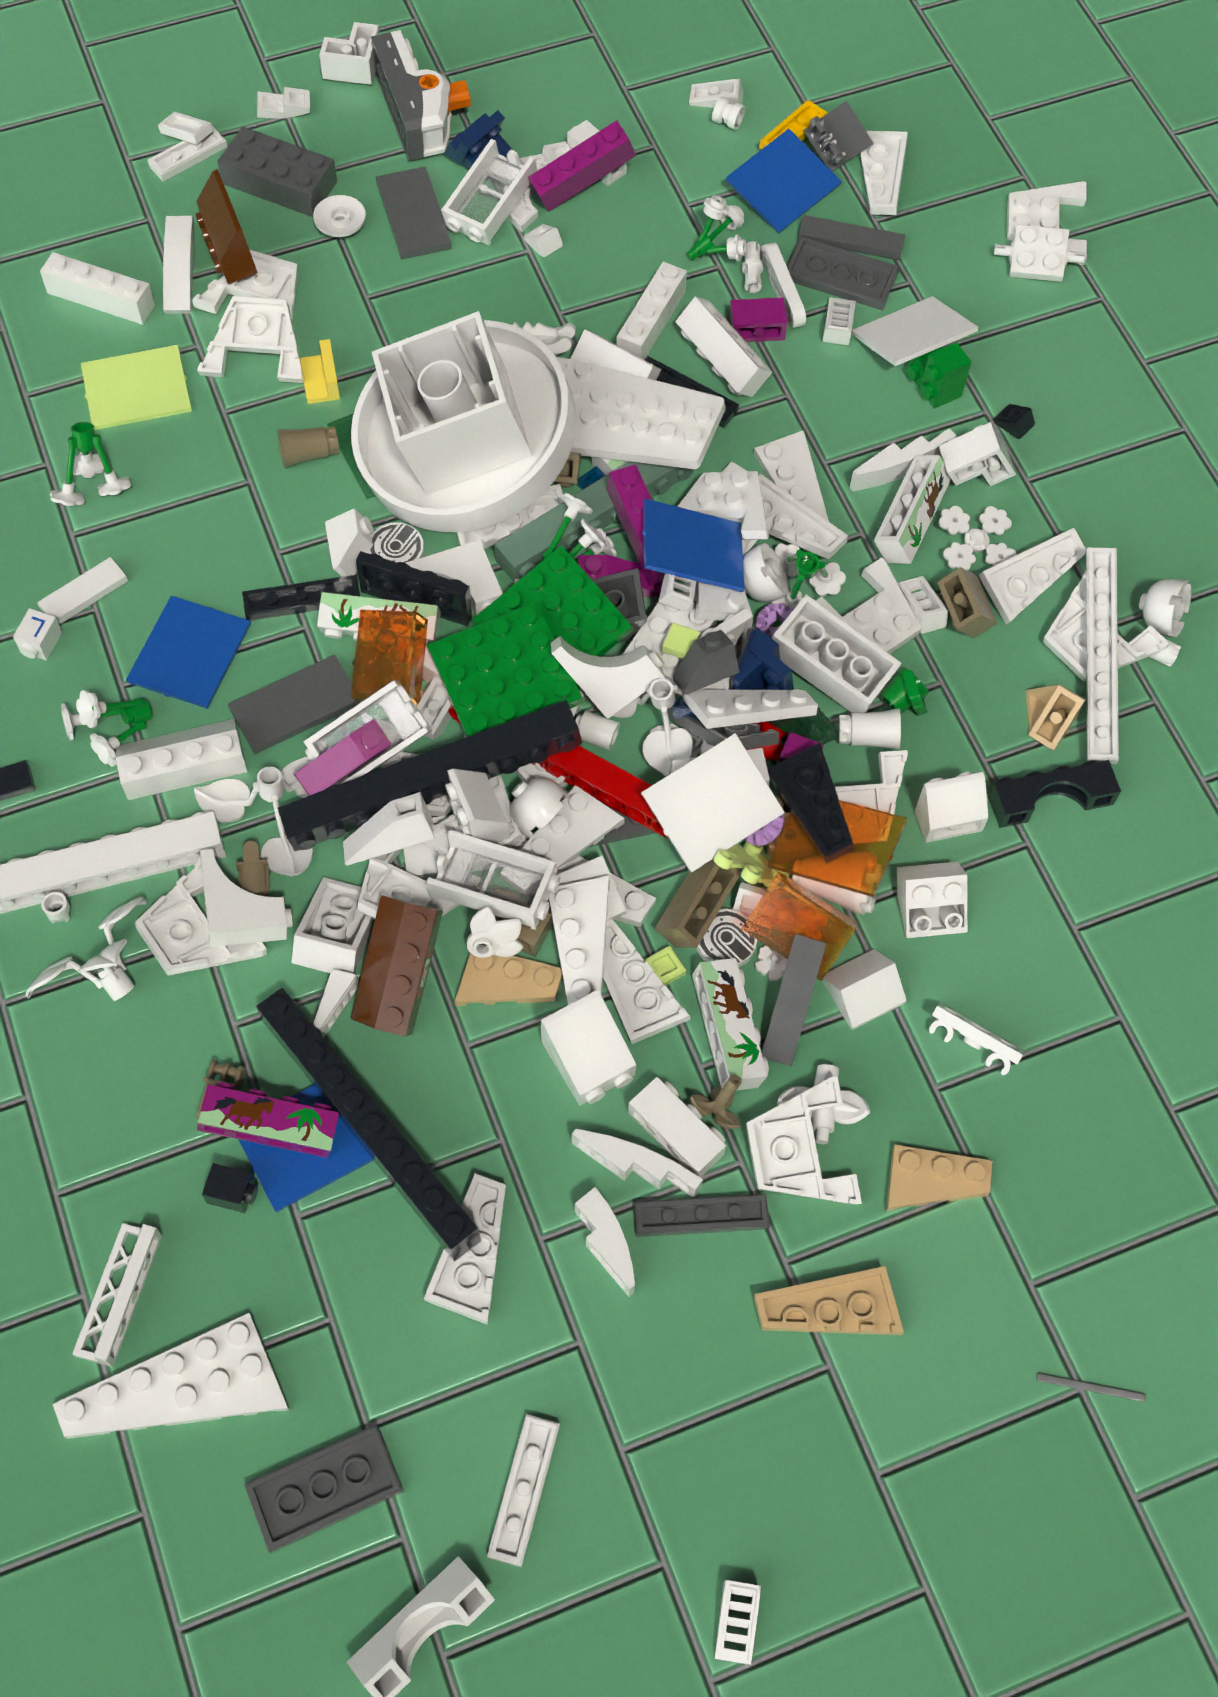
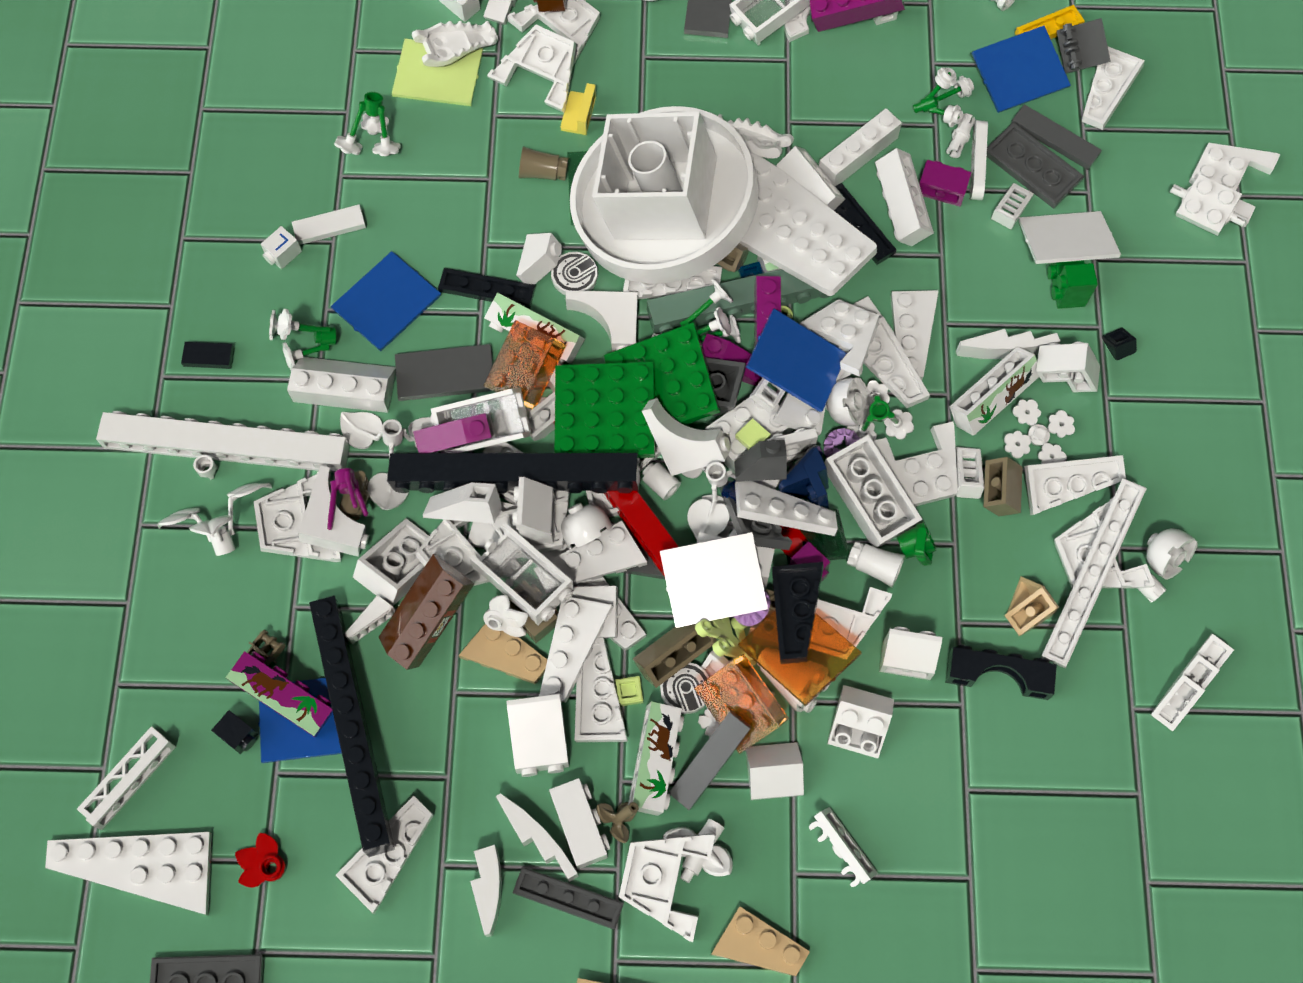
camera: 25 degrees right, 5 degrees up
(141, 347) = (452, 41): none -> white animal
(241, 857) = (346, 484): none -> magenta plant
(321, 1322) = (257, 860): none -> red plate
(404, 583) = (570, 314): black plate -> none
(544, 239) = (803, 55): white slope -> none

